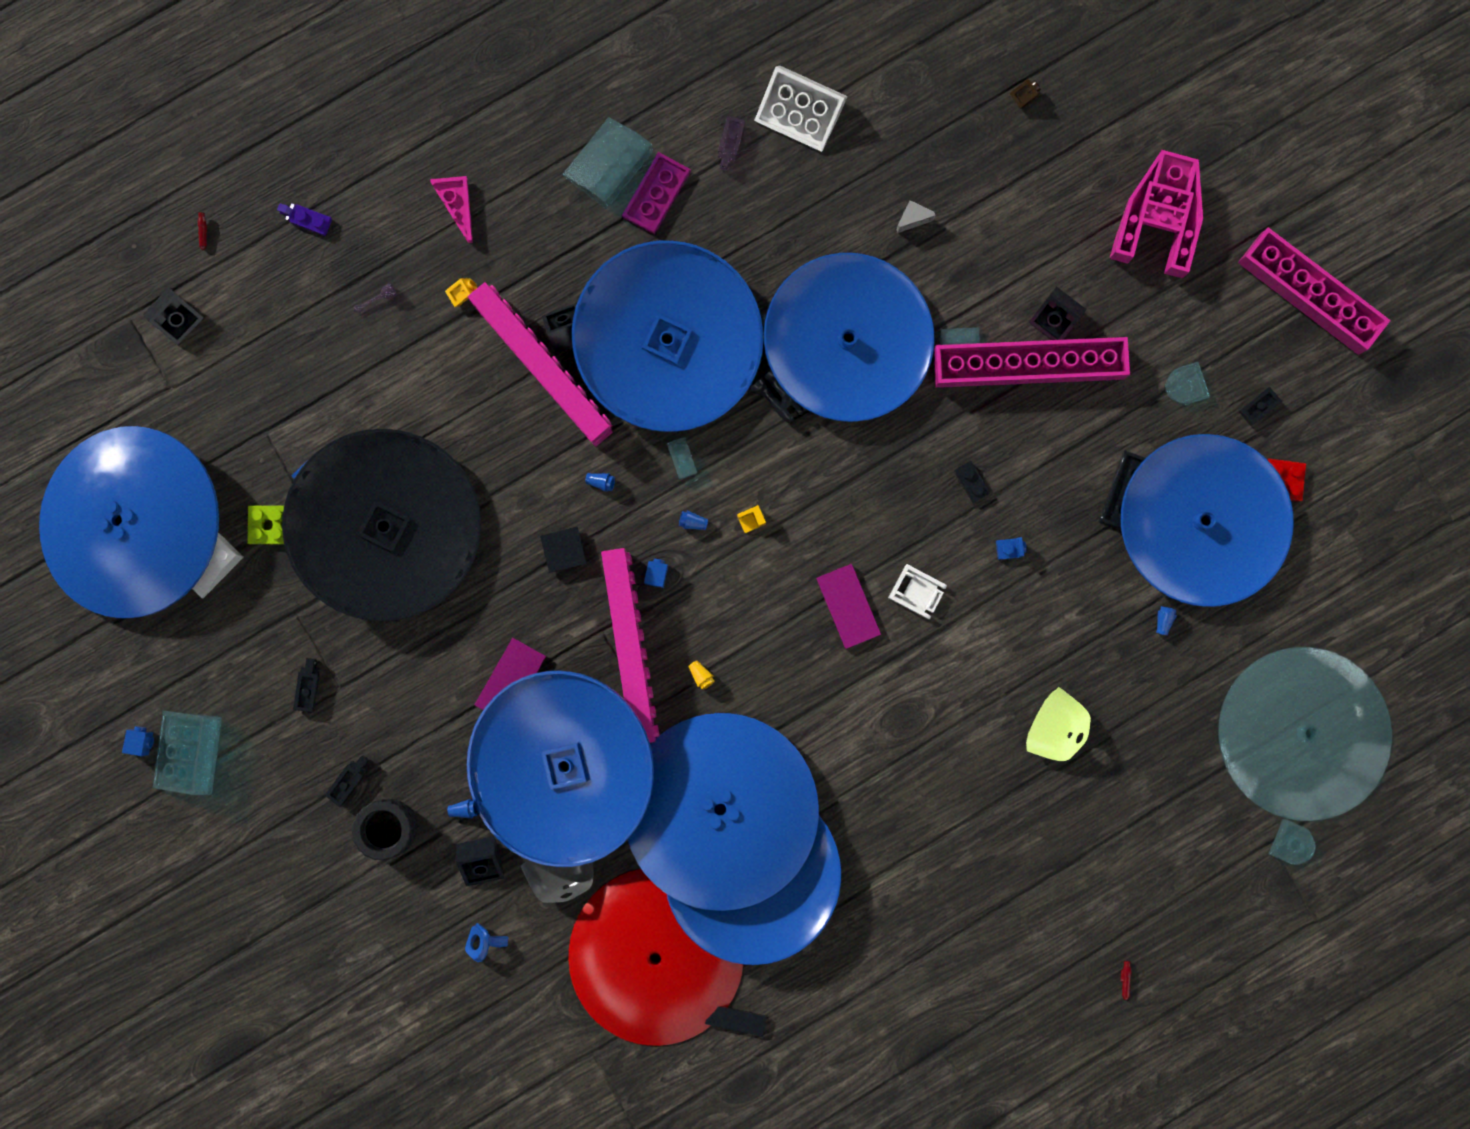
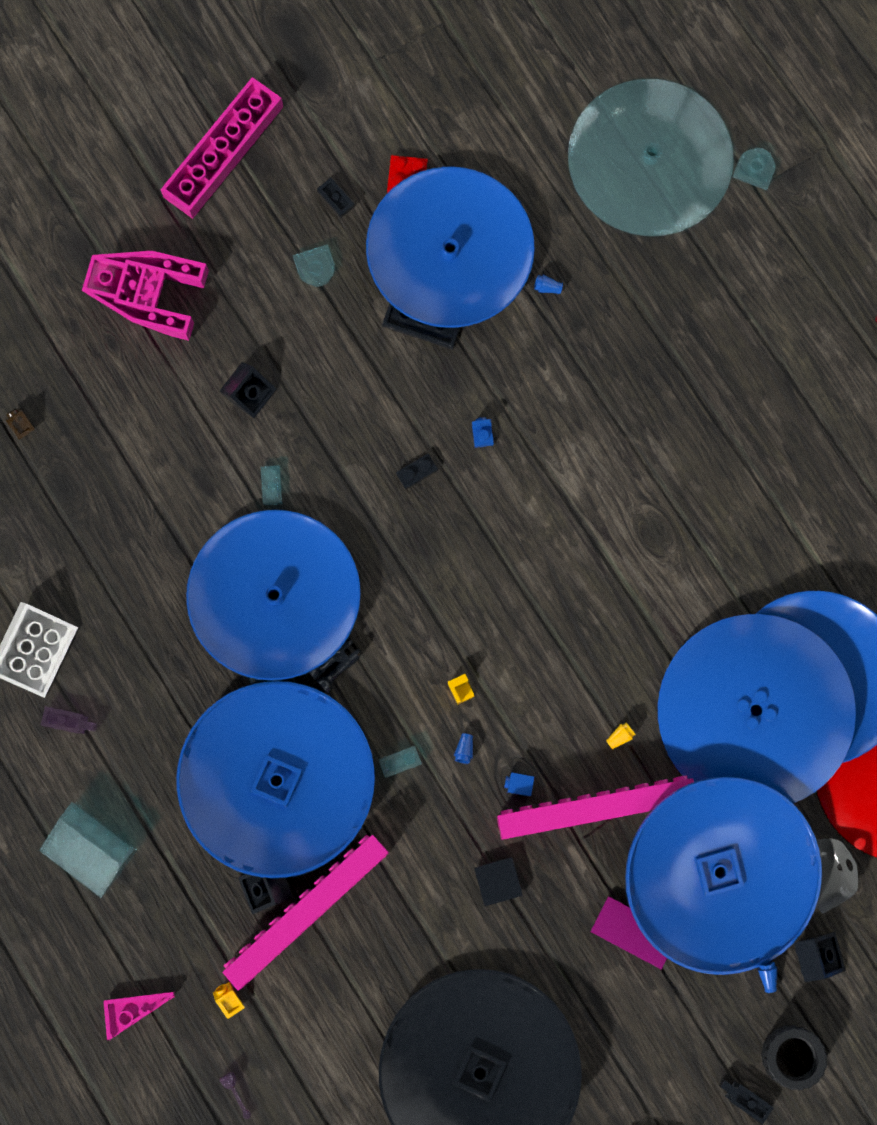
camera: 90 degrees left, 5 degrees down
(601, 481) = (426, 843): blue cone -> none
(656, 193) = (121, 797): magenta tile -> none
(848, 606) = (545, 590): magenta tile -> none
(914, 216) = (146, 532): light grey slope -> none
(920, 593) = (529, 520): white container -> none
(1031, 362) = (296, 415): dark pink brick -> none
(1053, 723) = (655, 392): yellowish green piece -> none

